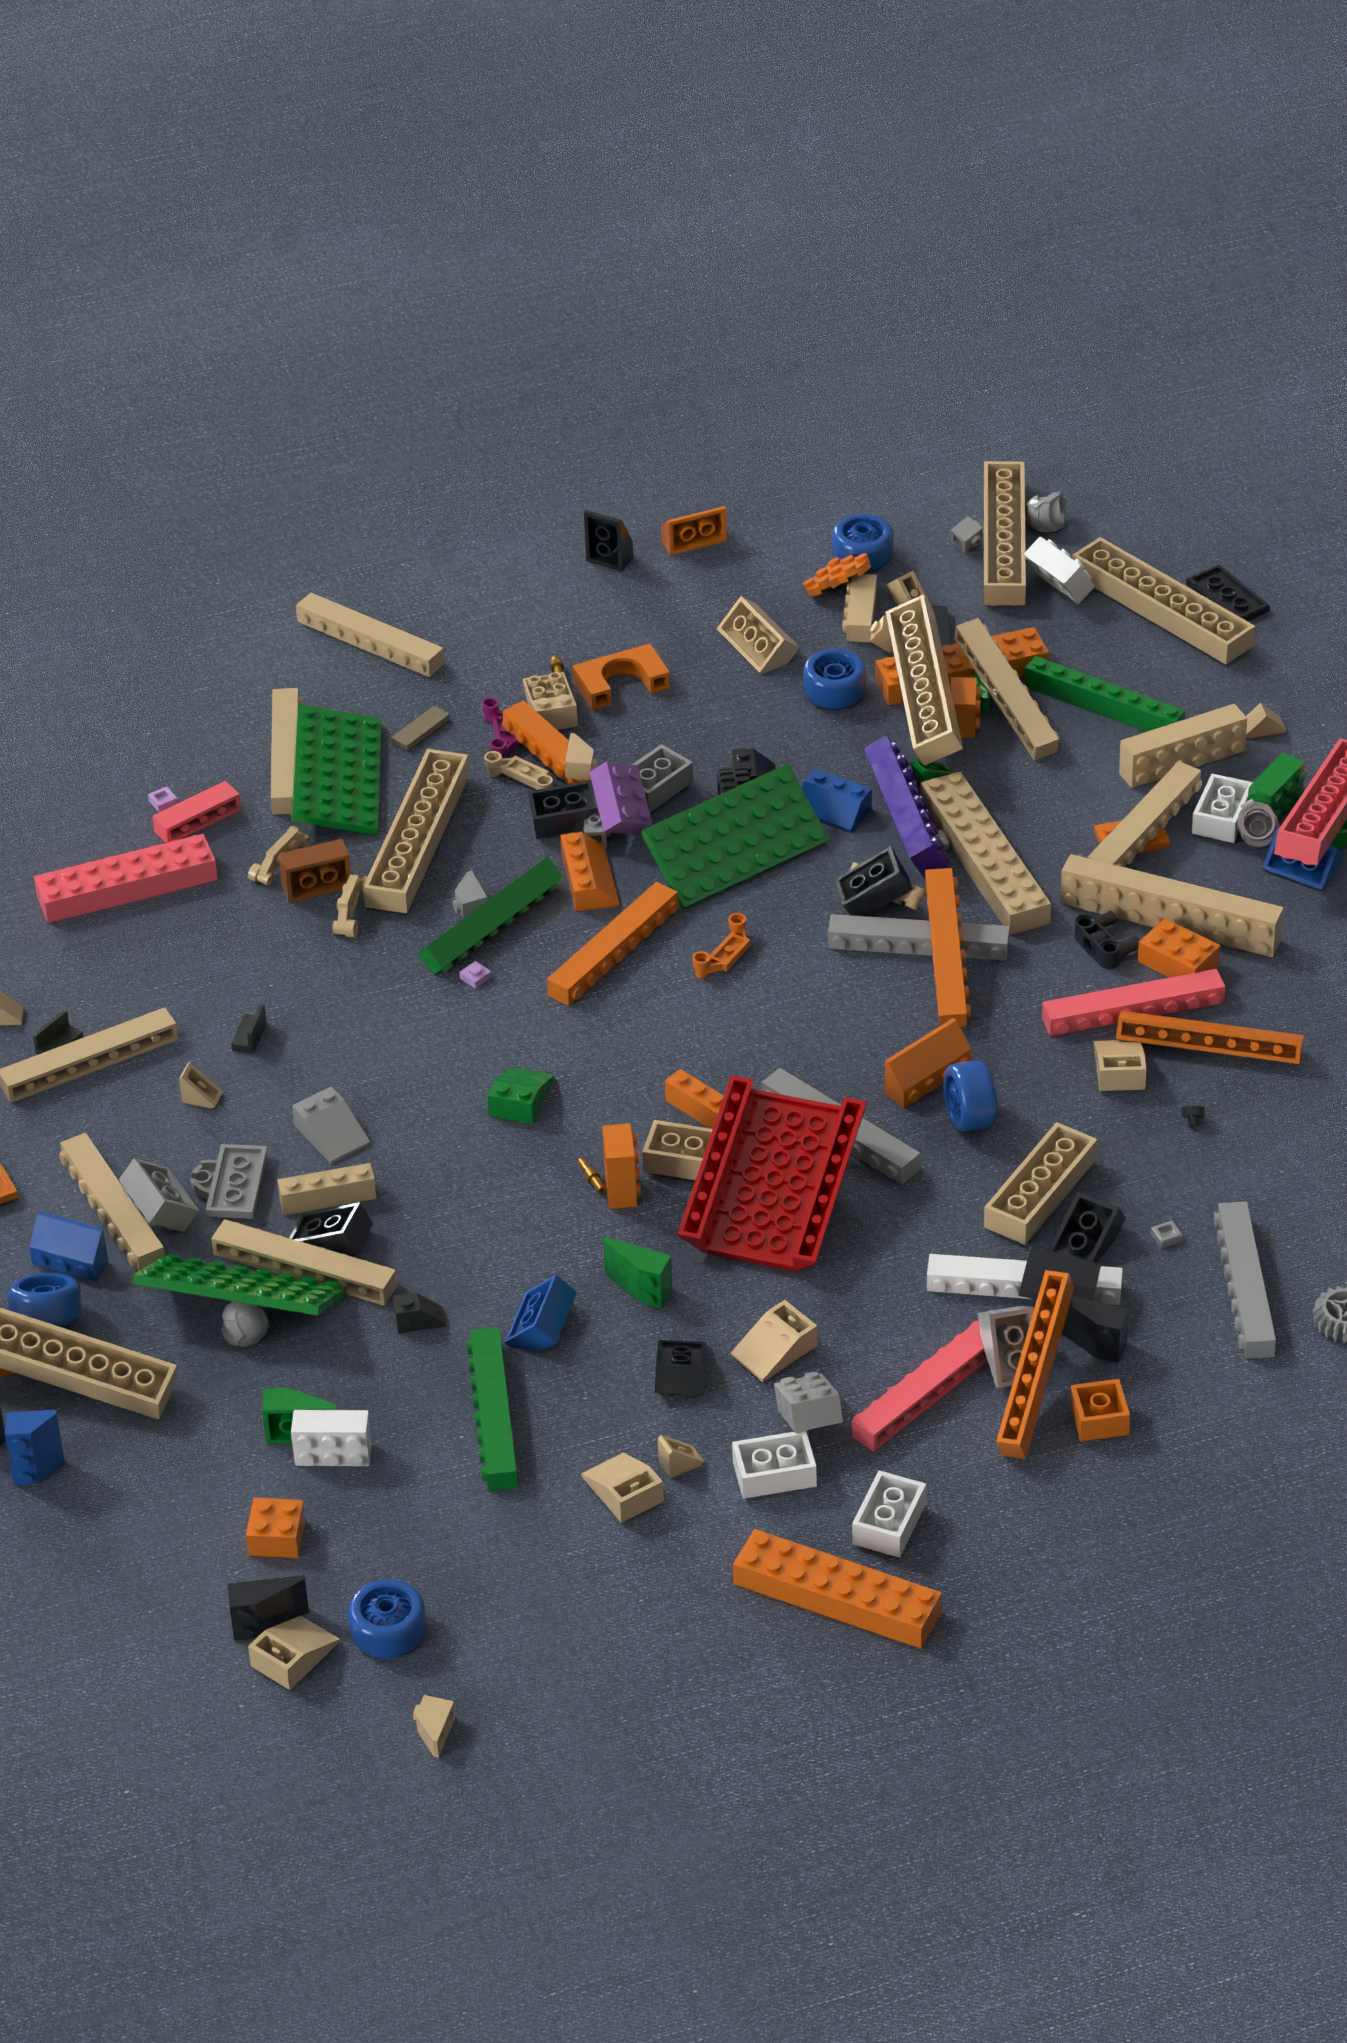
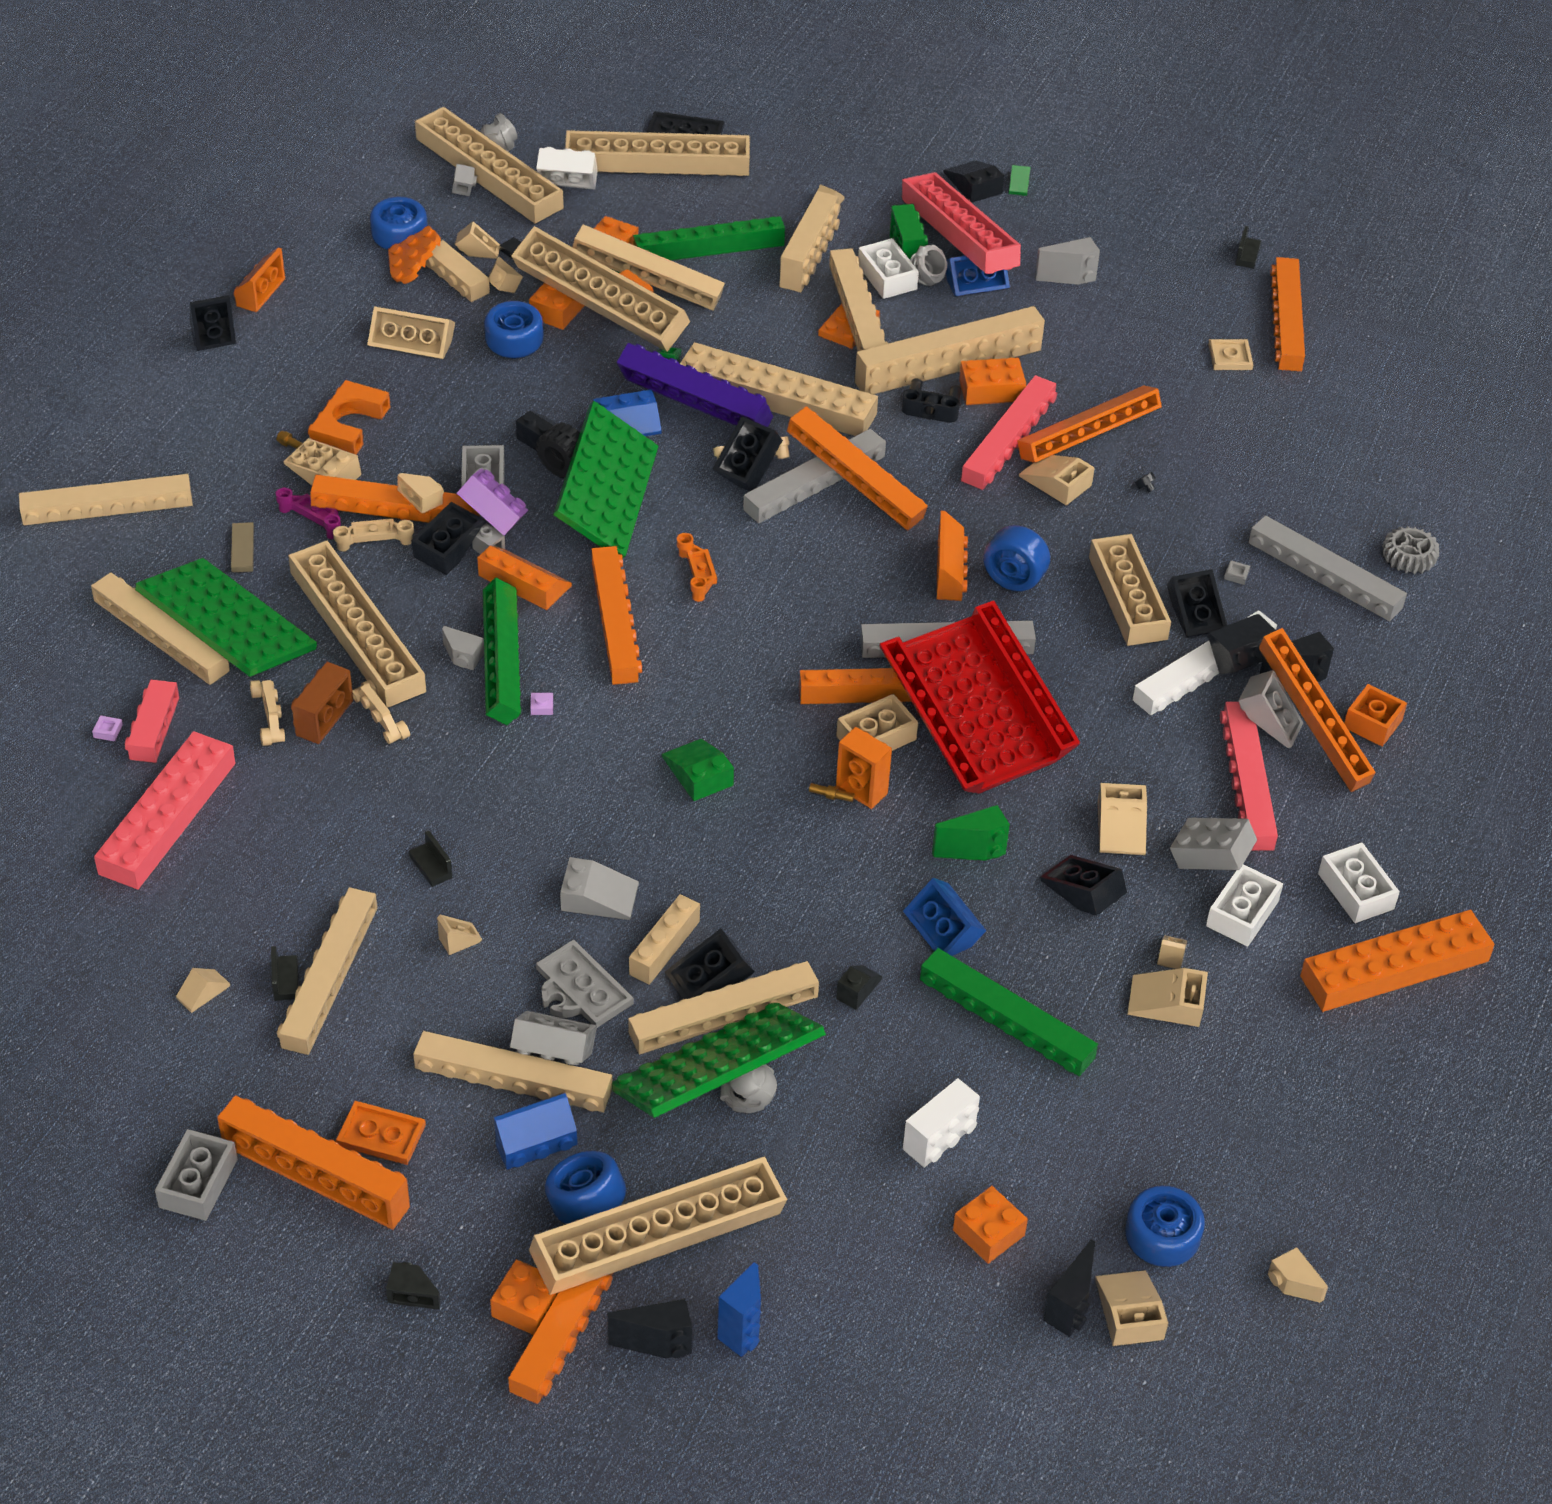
camera: 50 degrees left, 5 degrees up
(278, 1411) = (884, 1128): green slope -> none

